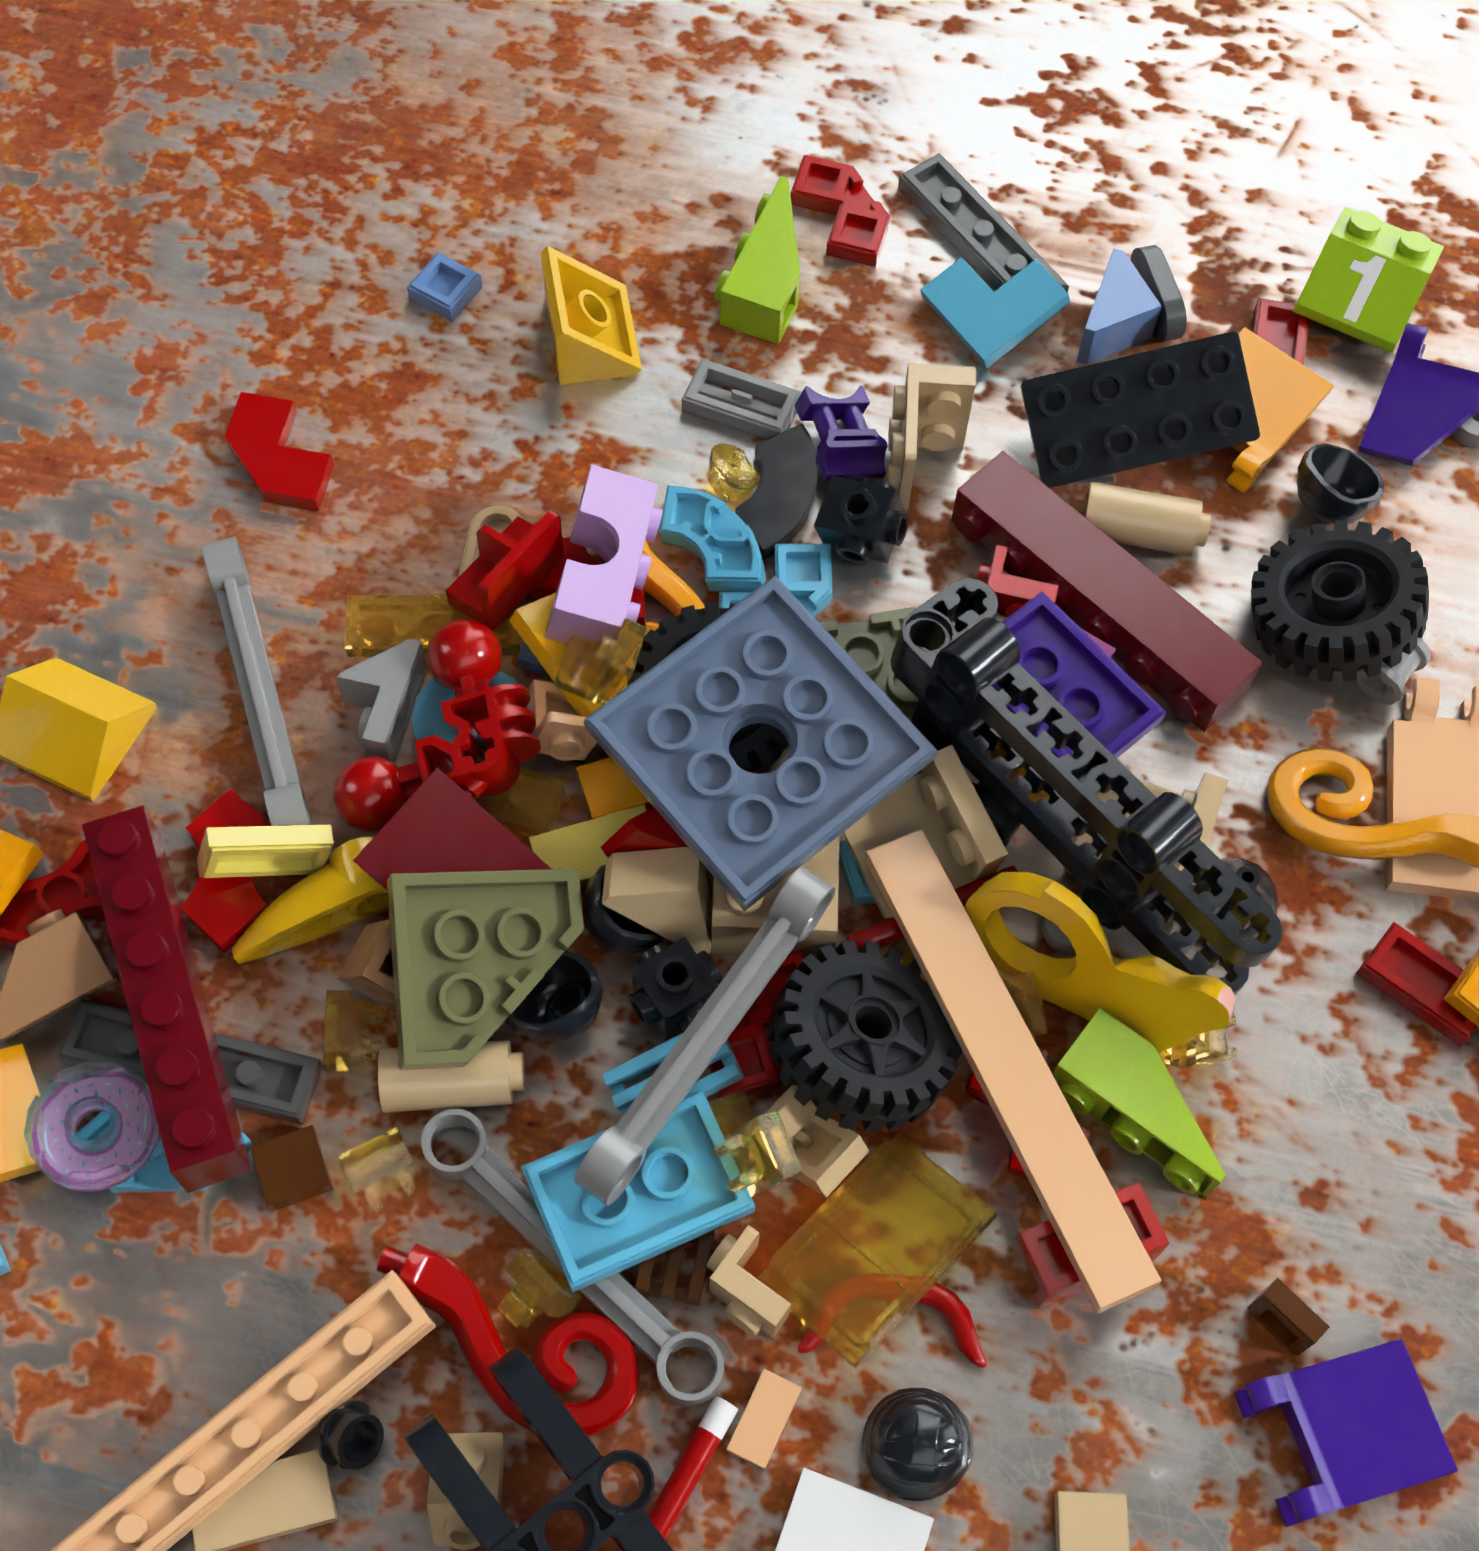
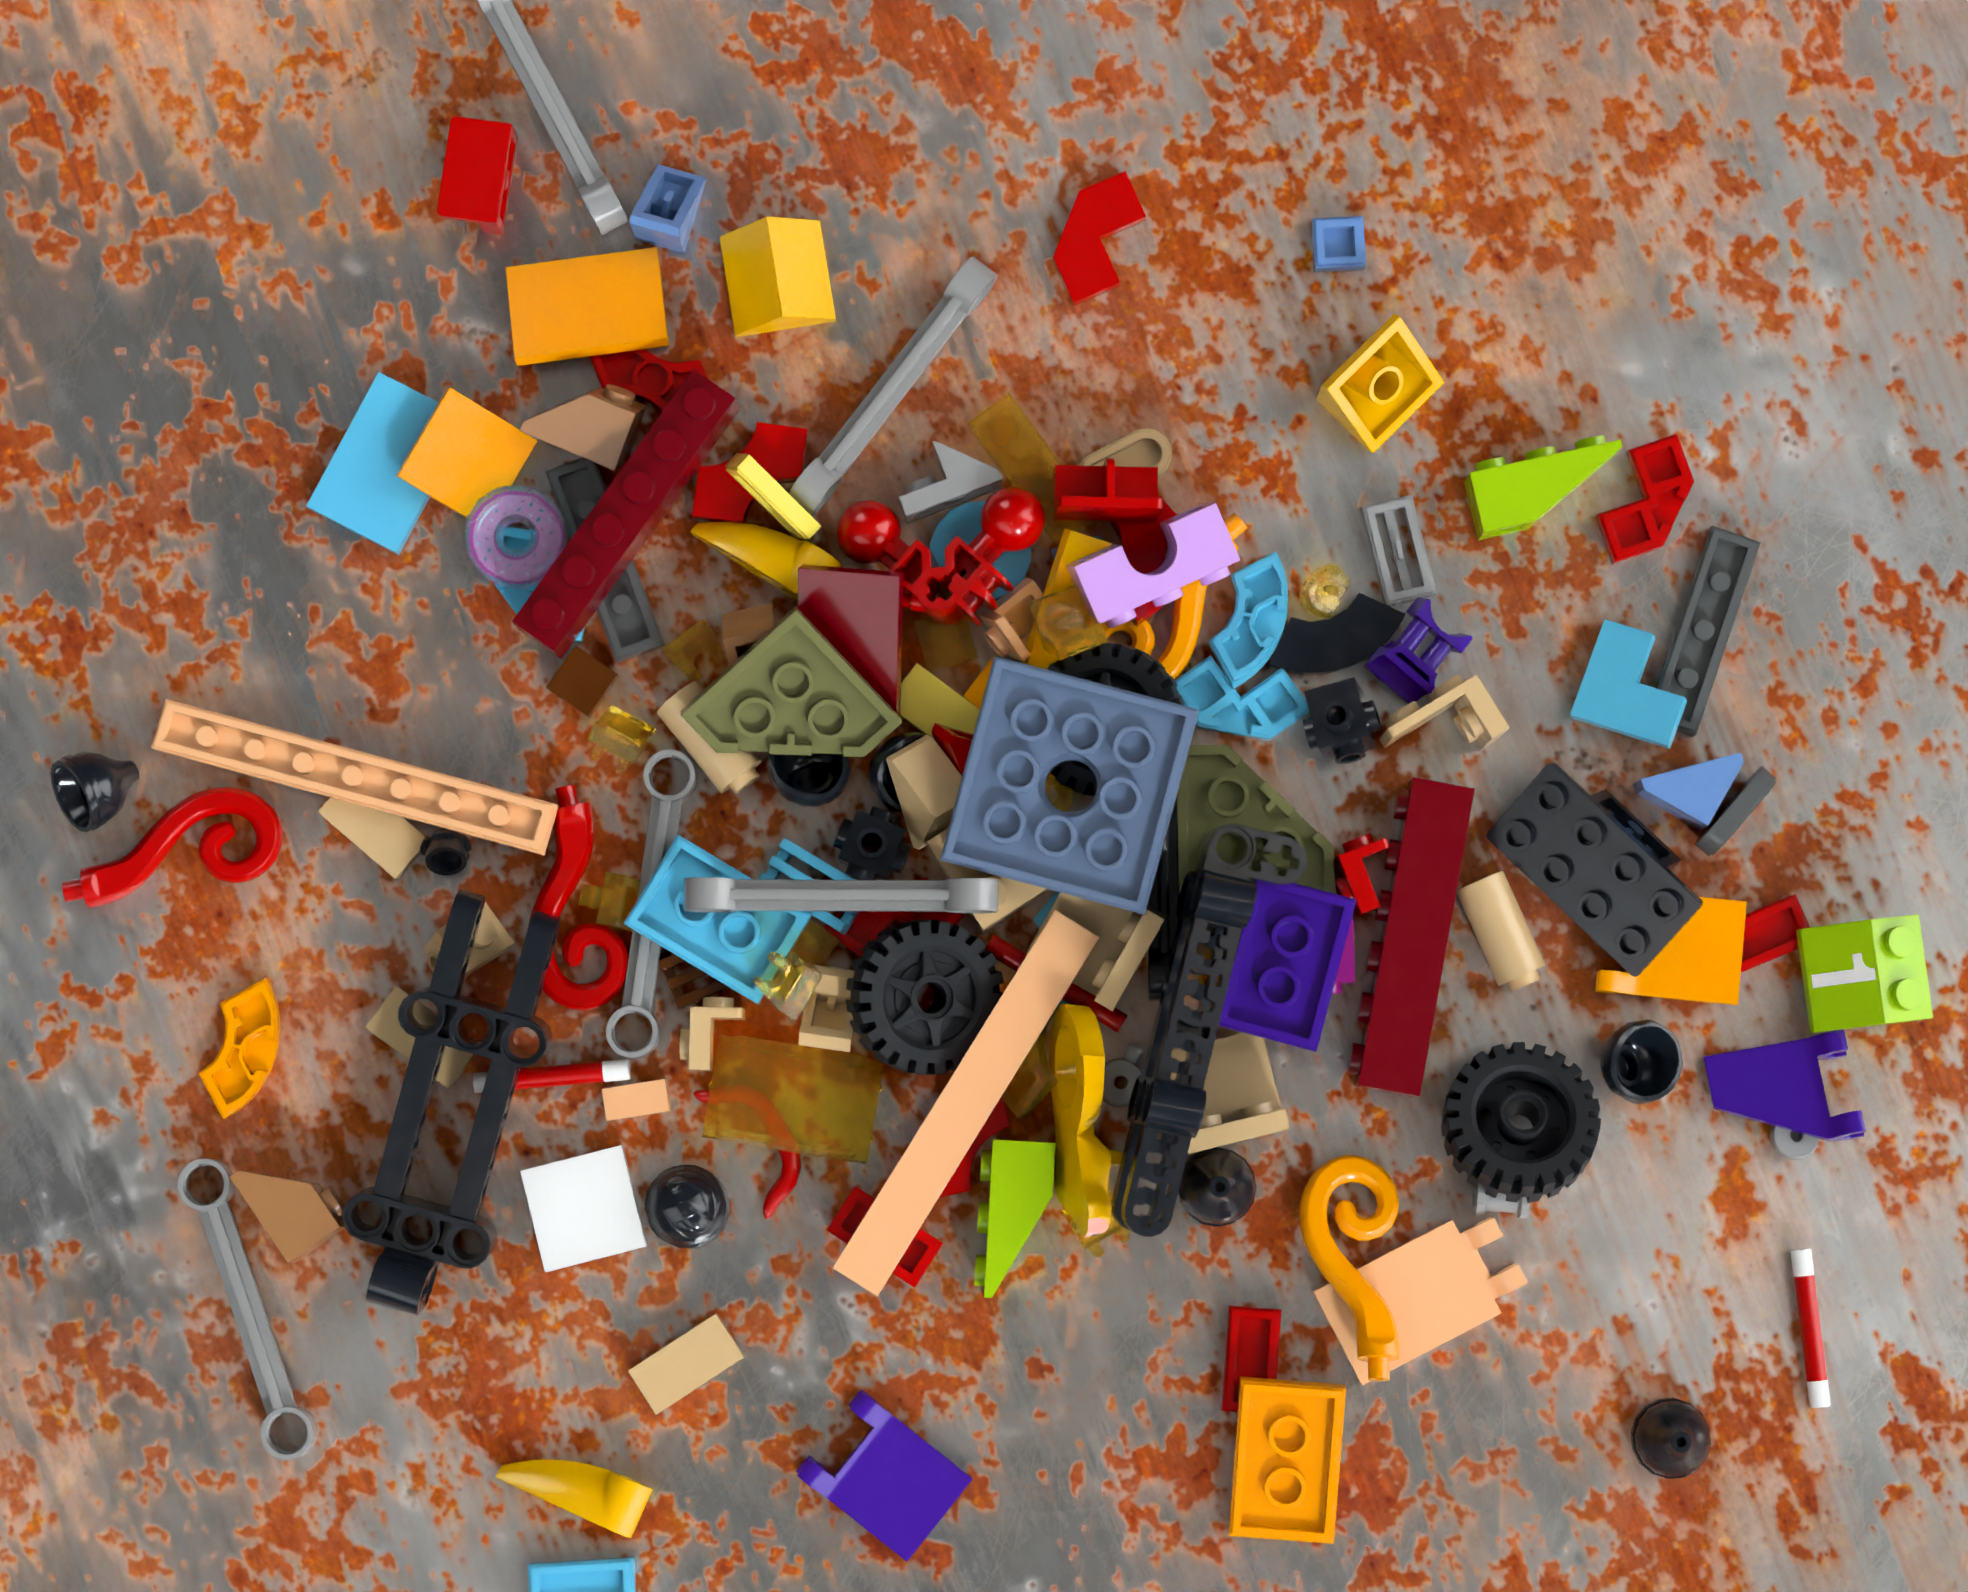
camera: 60 degrees right, 20 degrees up
(1287, 1317) = (928, 1395): reddish brown tile -> none

